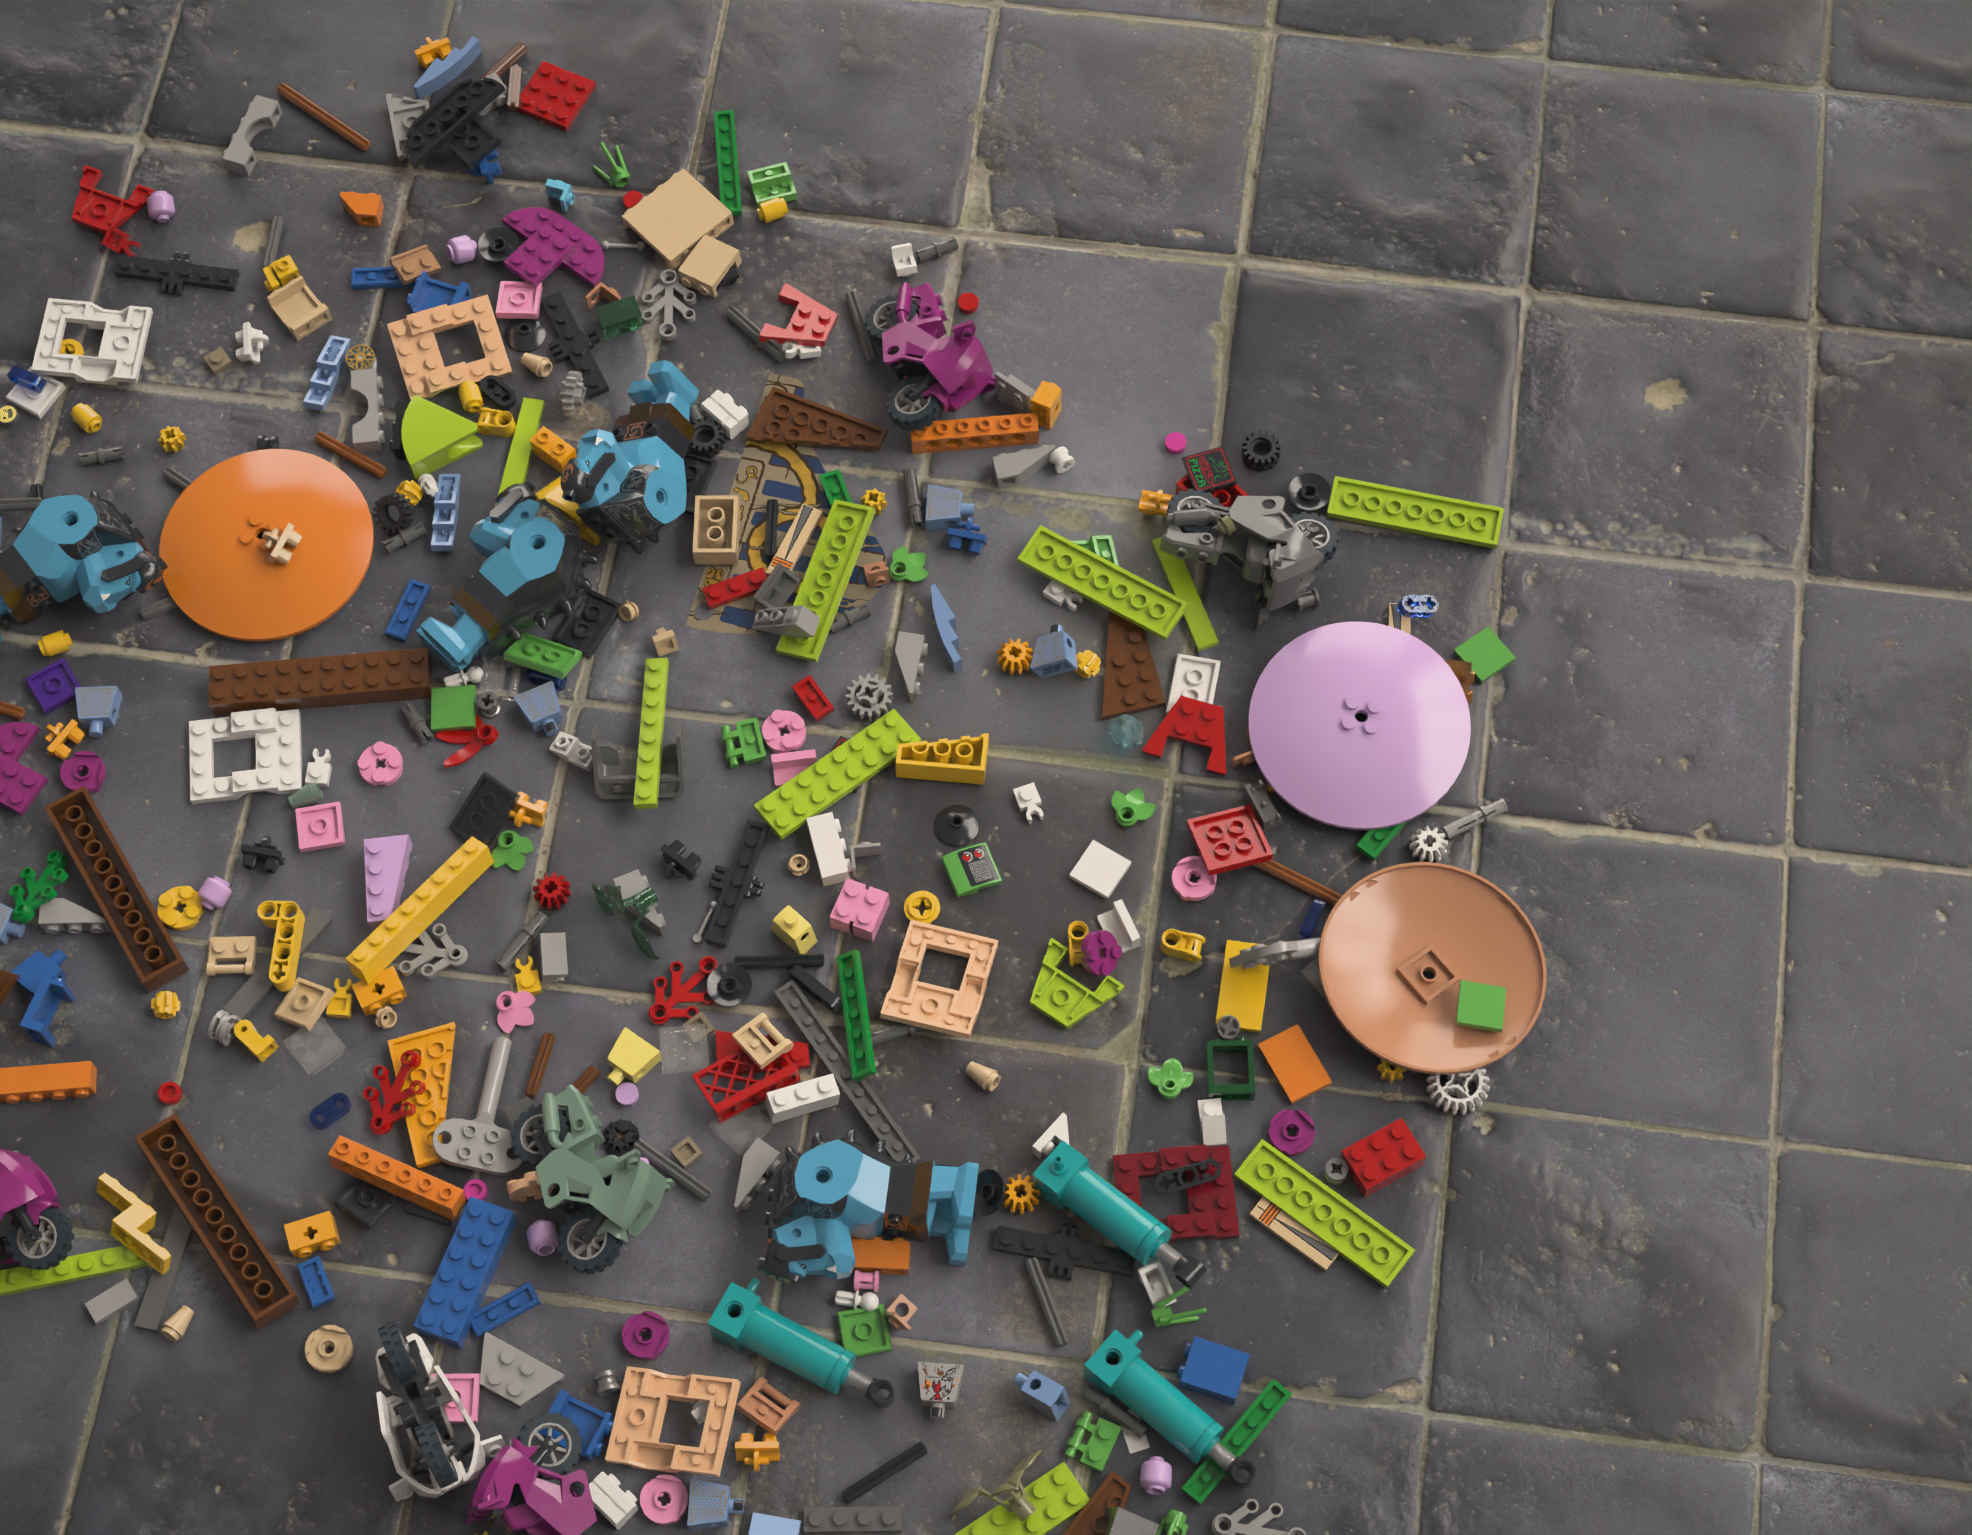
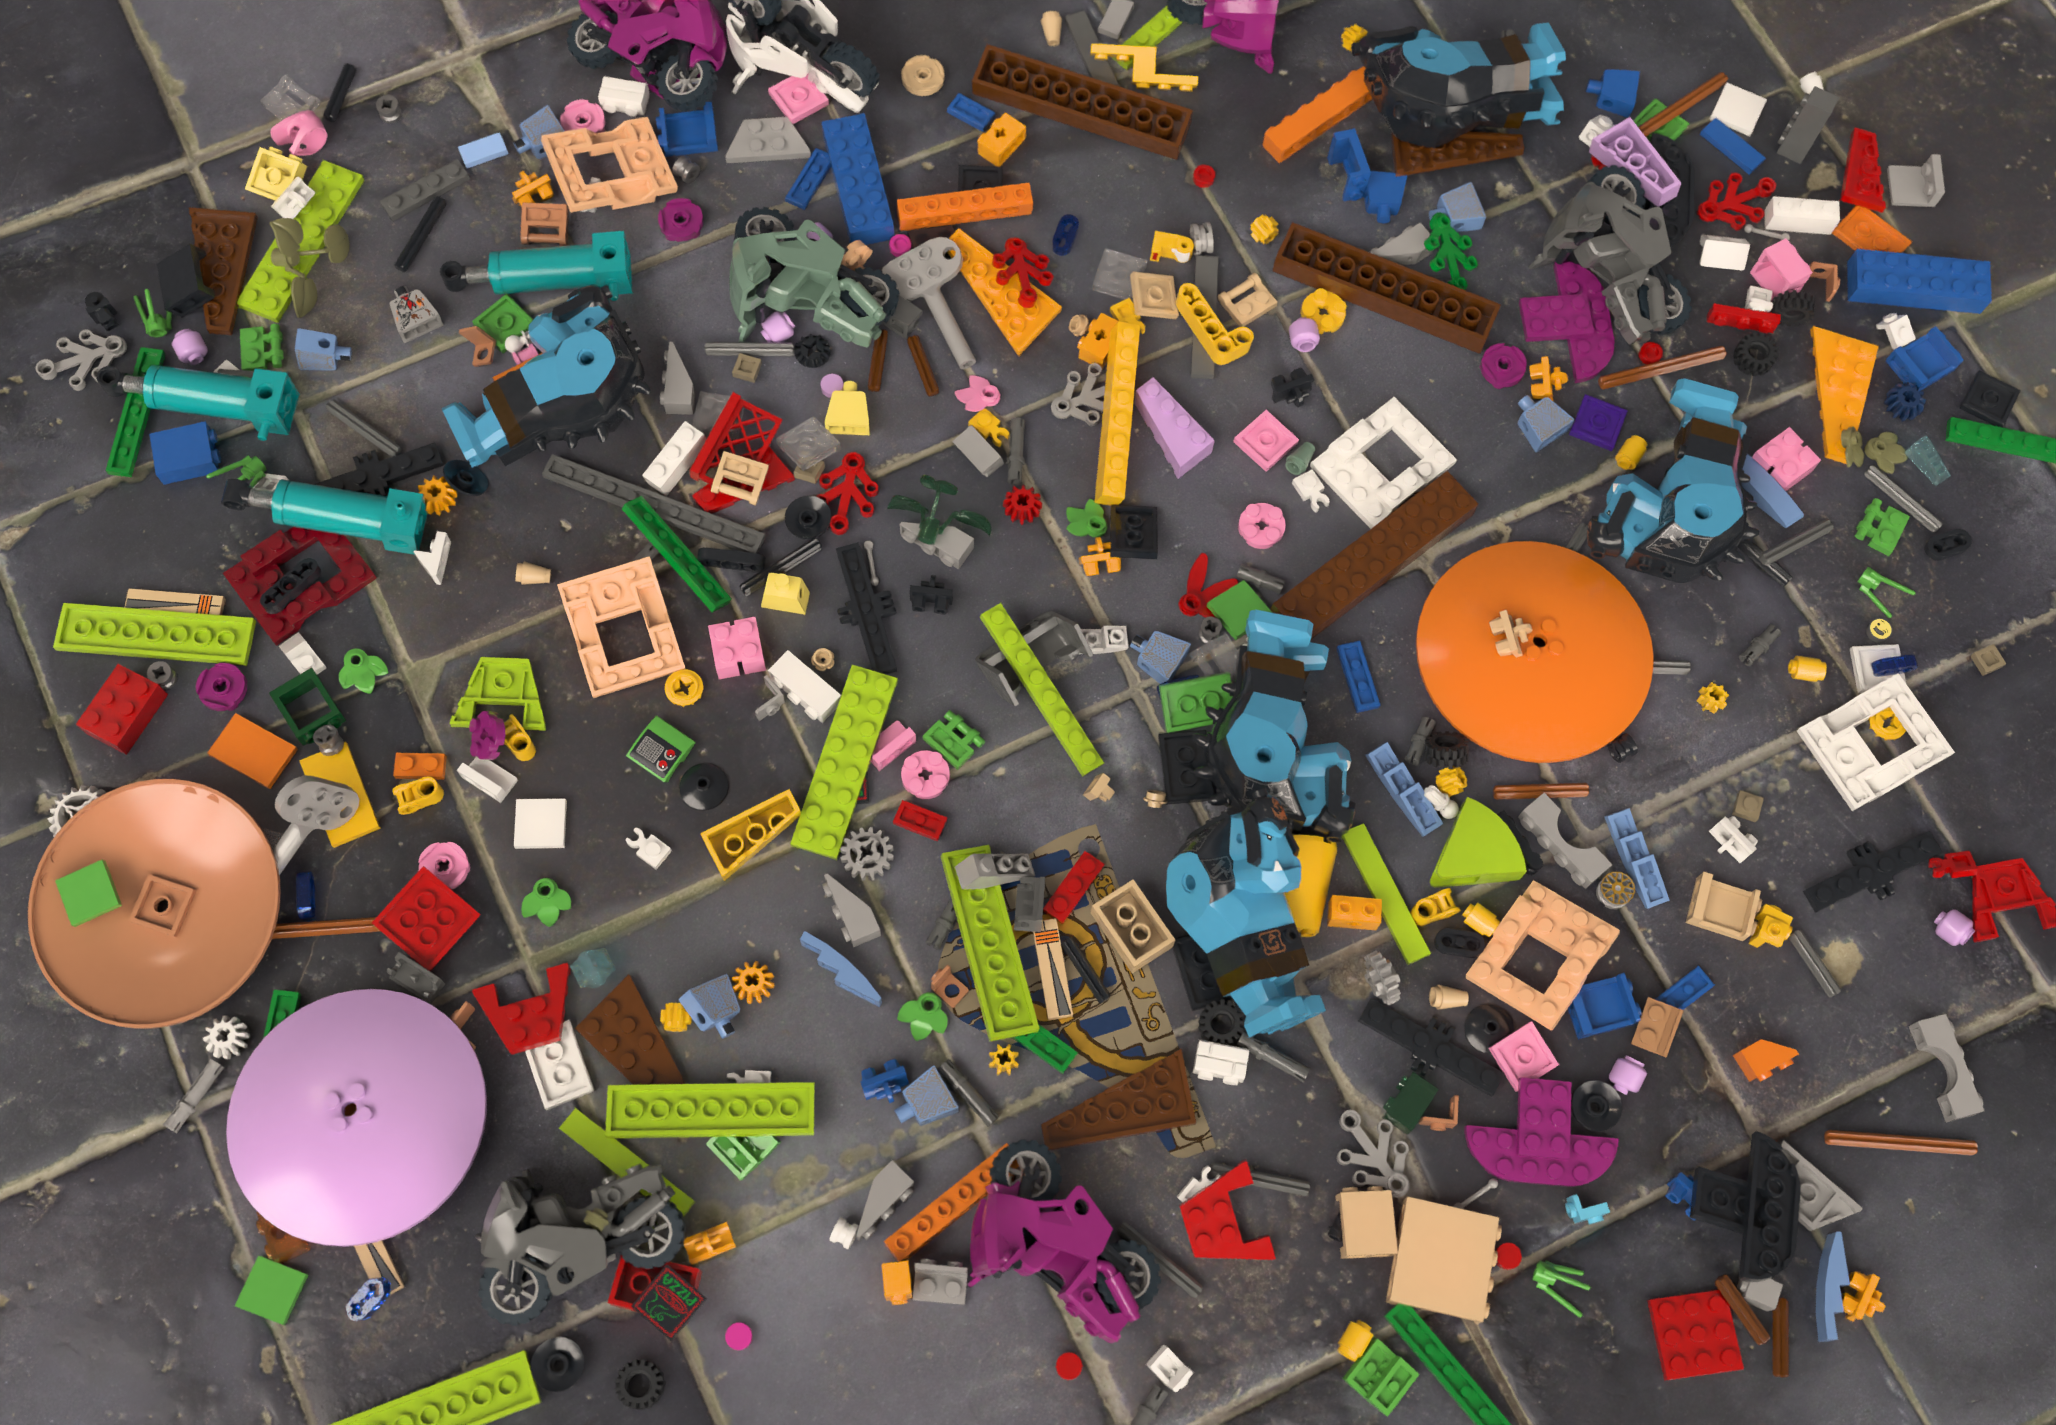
camera: 140 degrees right, 5 degrees up
(1167, 971) = (420, 765): none -> orange plate

